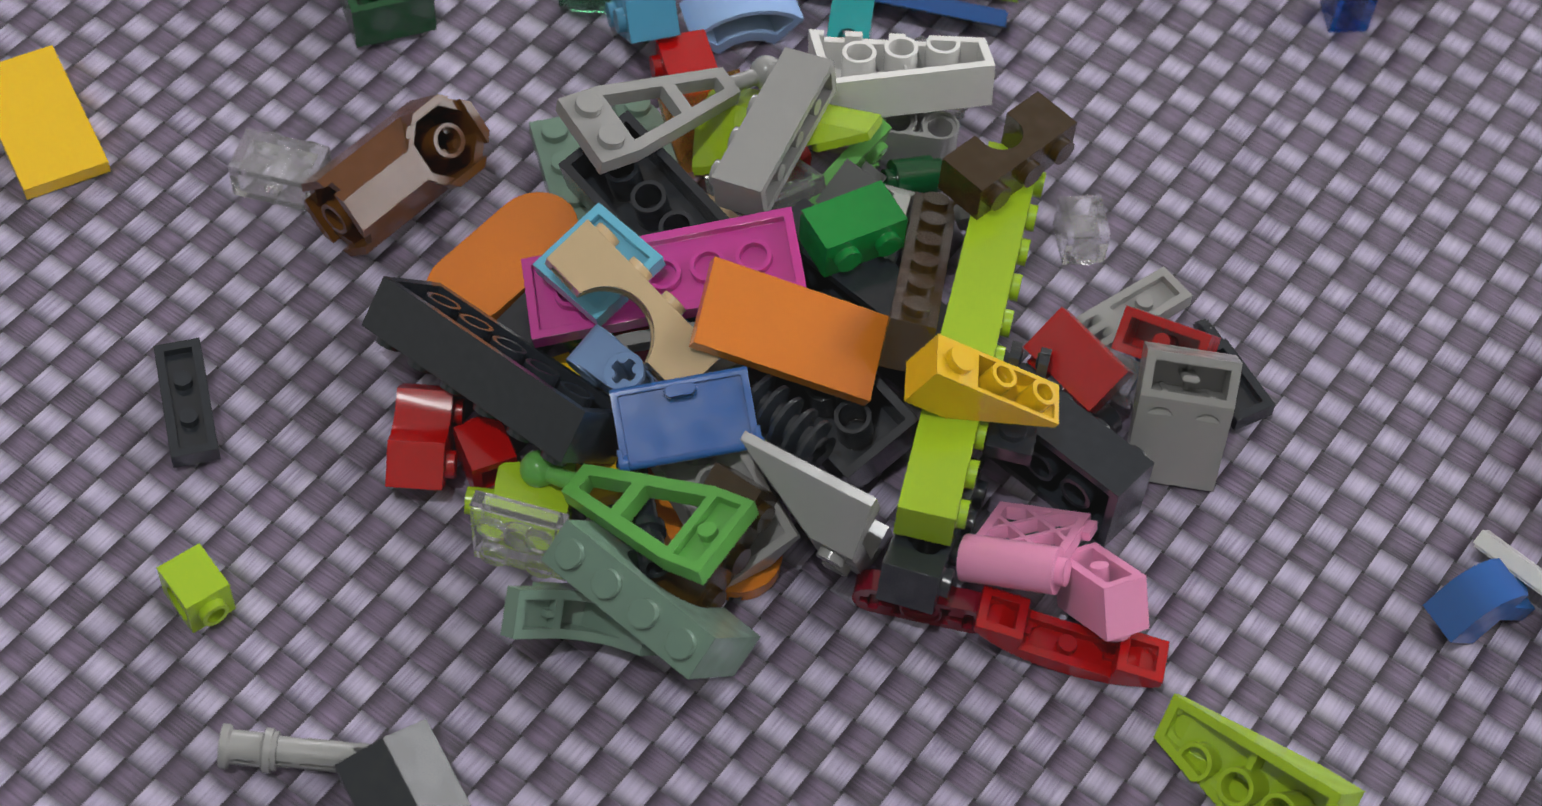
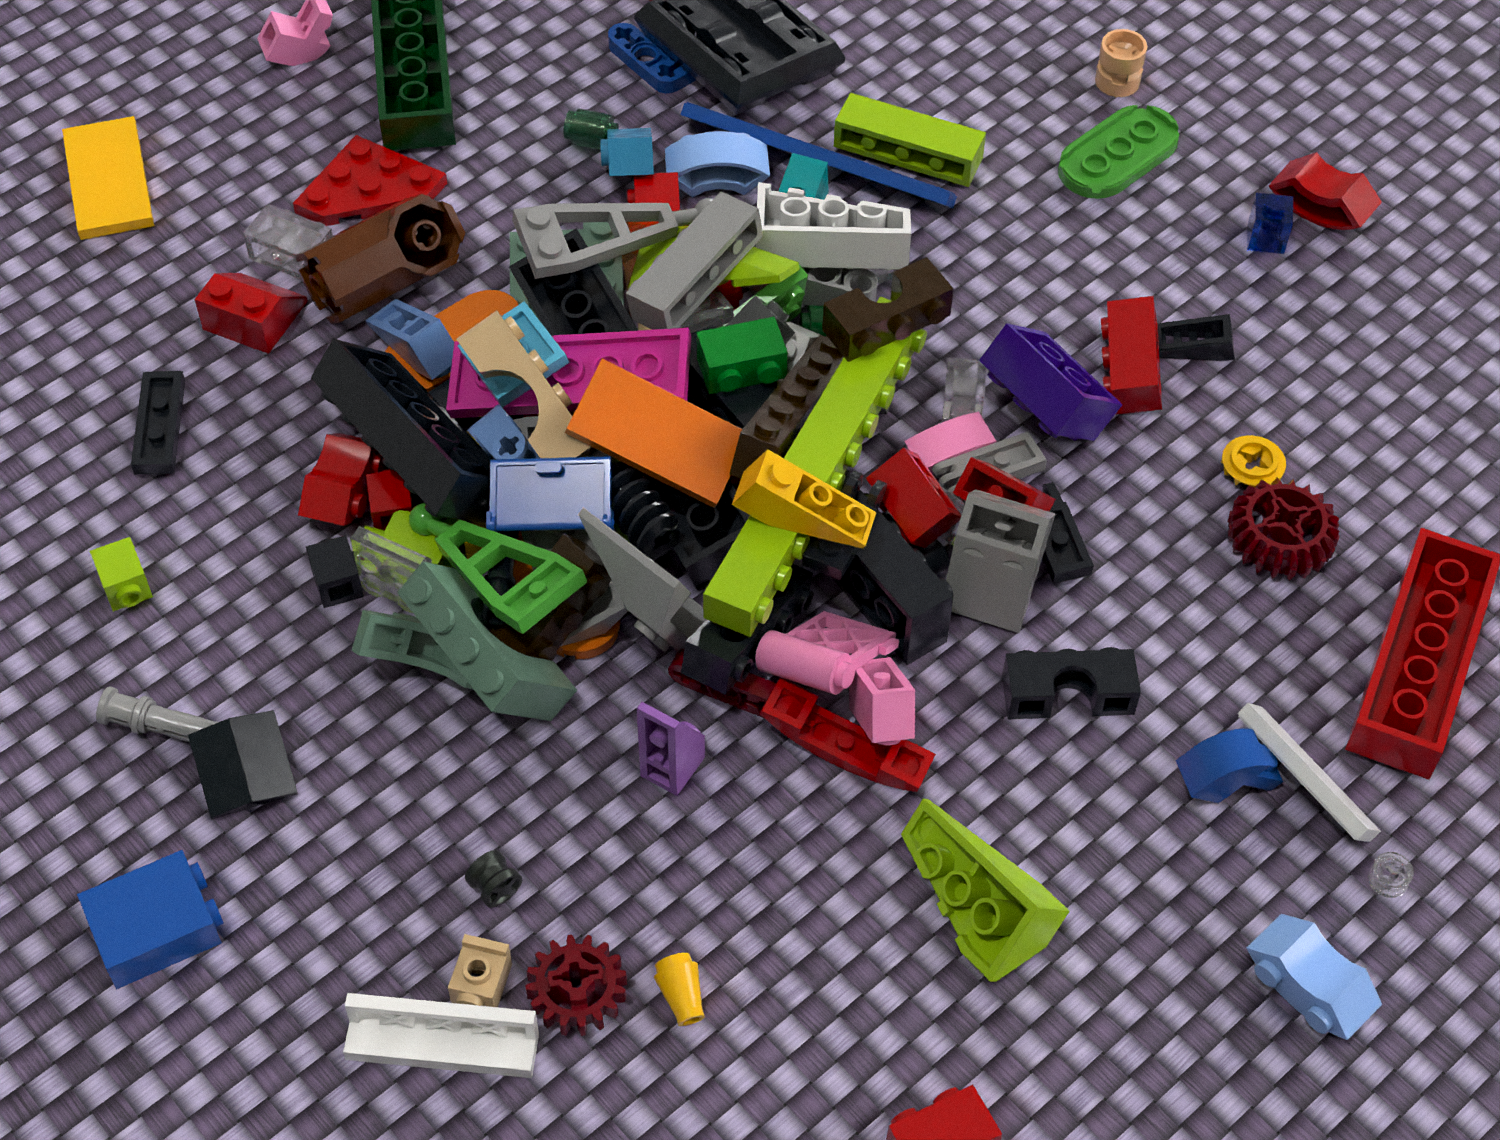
camera: 15 degrees right, 0 degrees up
(253, 255) = (247, 309): none -> red slope
(349, 87) = (364, 182): none -> red plate
(444, 544) = (334, 571): none -> black brick
(465, 259) = (415, 337): none -> medium blue slope
(884, 688) = (667, 749): none -> medium lavender slope
(1084, 287) = (951, 439): none -> bright pink slope
(1175, 210) = (1049, 383): none -> dark purple brick
(1249, 166) = (1132, 354): none -> red brick
(1321, 147) = (1215, 347): none -> black slope
(1322, 526) = (1102, 675): none -> black arch
(1393, 250) = (1246, 450): none -> yellow gear
(1459, 324) = (1278, 540): none -> dark red gear

